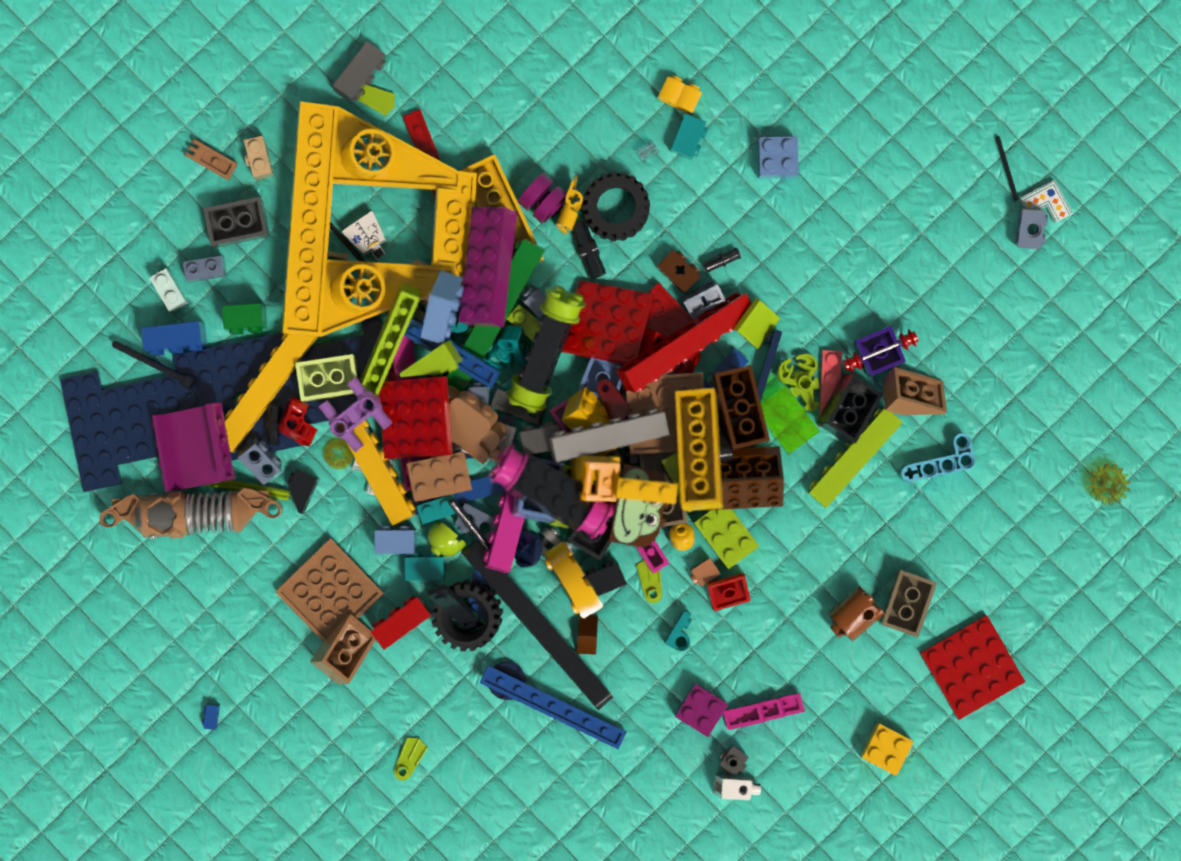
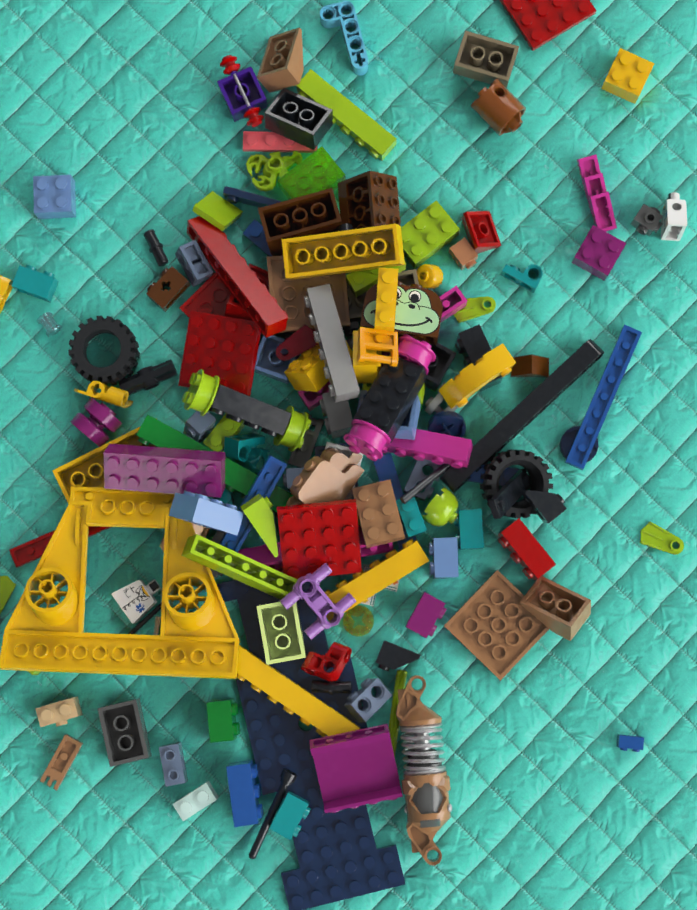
camera: 85 degrees left, 5 degrees down
(151, 381) = (290, 815): none -> teal brick
(340, 520) = (425, 615): none -> magenta brick
(443, 642) = (545, 504): none -> black slope

